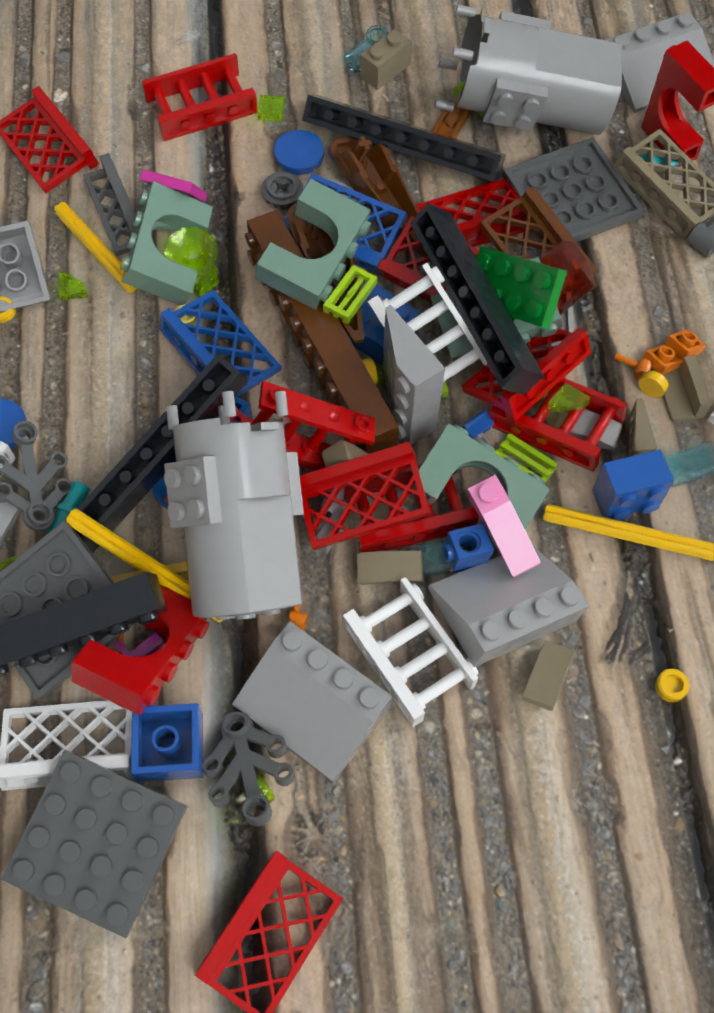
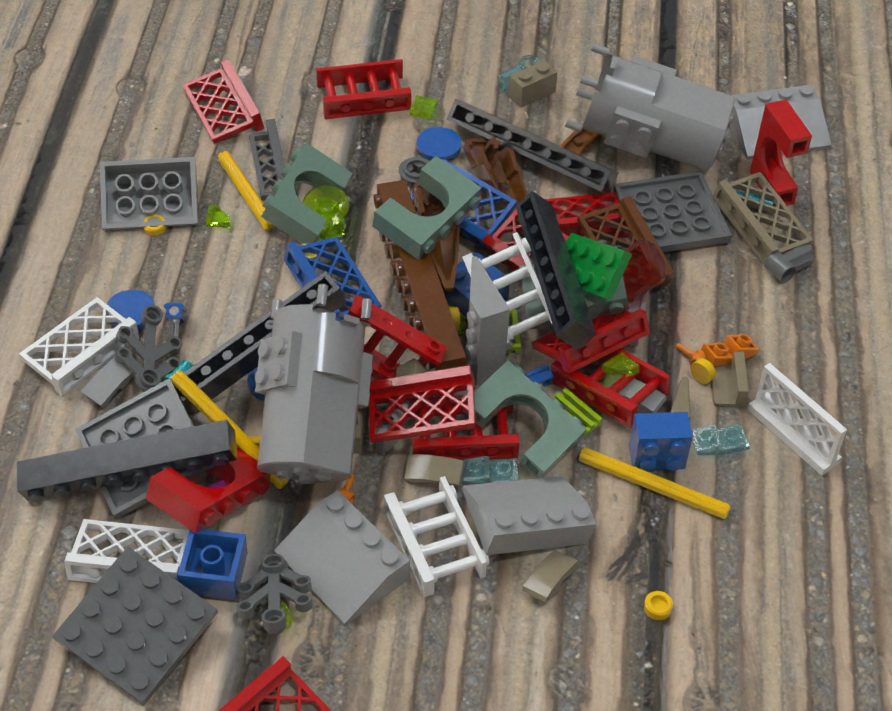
camera: 10 degrees right, 15 degrees down
(51, 423) = (175, 314): none -> piece
(176, 184) = (330, 151): dark pink tile -> none
(329, 305) = (453, 254): lime tile -> none
(472, 536) = (503, 462): blue brick -> none
(503, 526) = (536, 447): bright pink slope -> none

